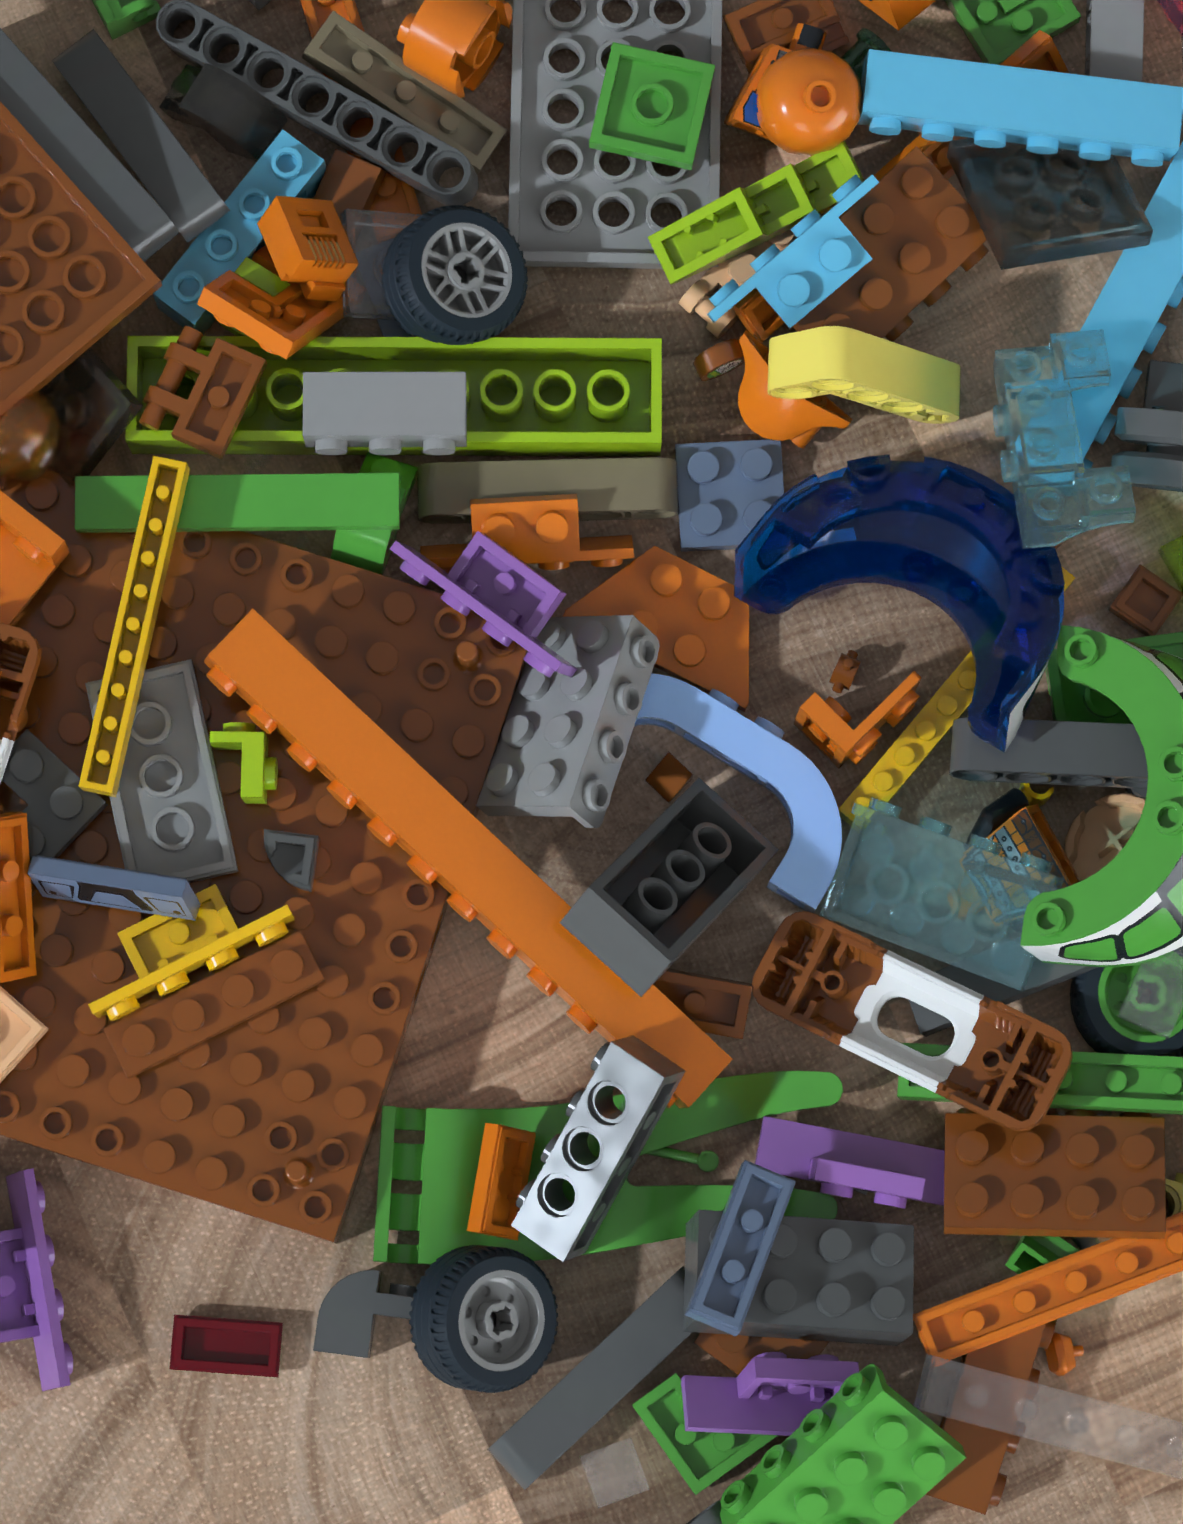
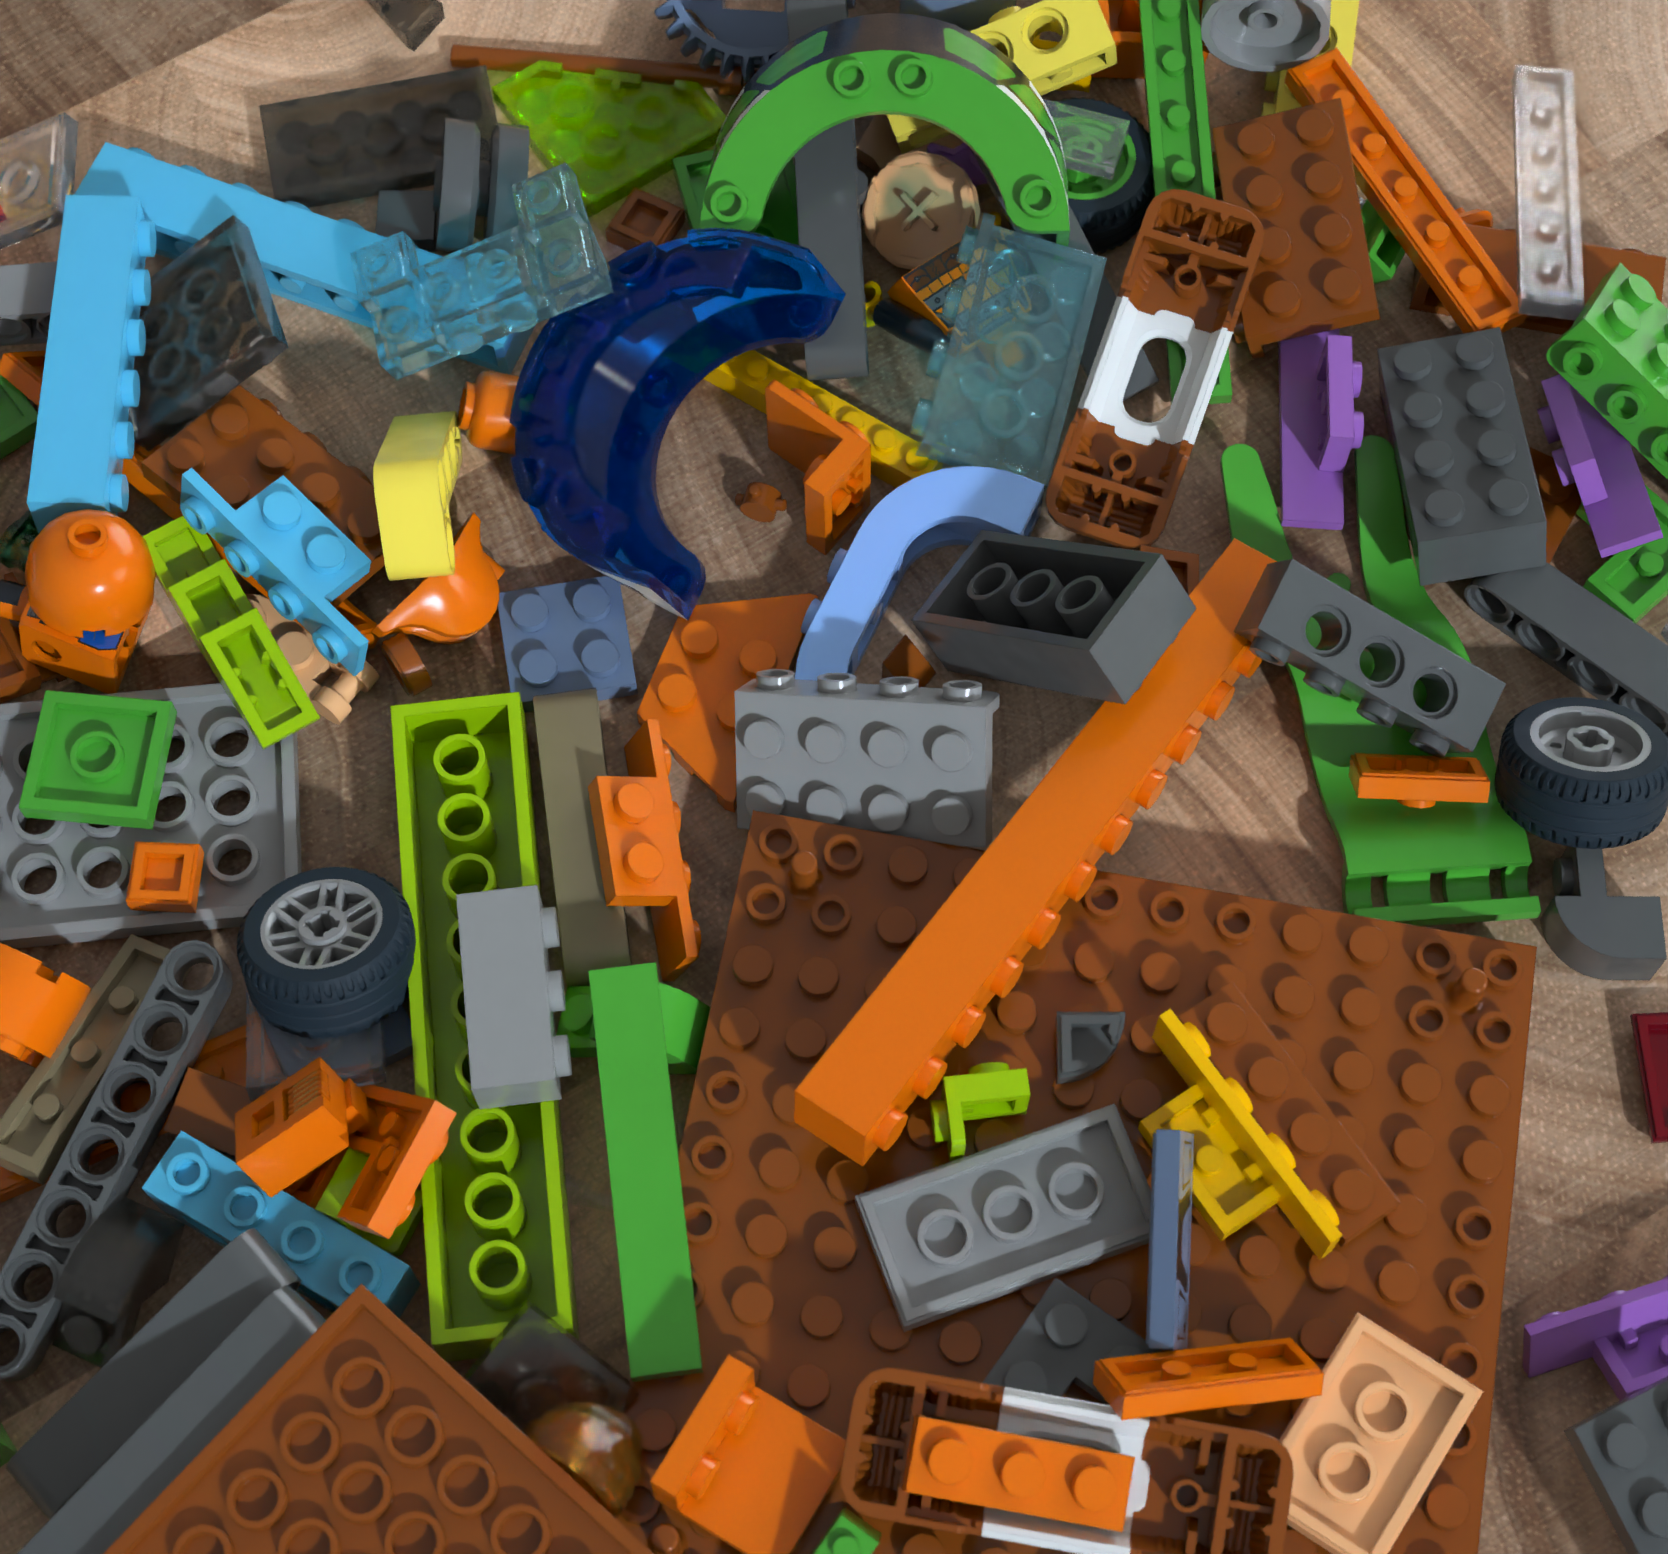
camera: 95 degrees left, 15 degrees down
(134, 626) = (827, 1260): yellow piece -> none
(217, 399) = (510, 1207): dark orange plate -> none
(501, 591) = (720, 839): medium lavender bracket -> none
(546, 156) = (165, 877): none -> orange tile
(740, 1248) = (1457, 484): sand blue tile -> none
(958, 443) = (487, 410): none -> orange head

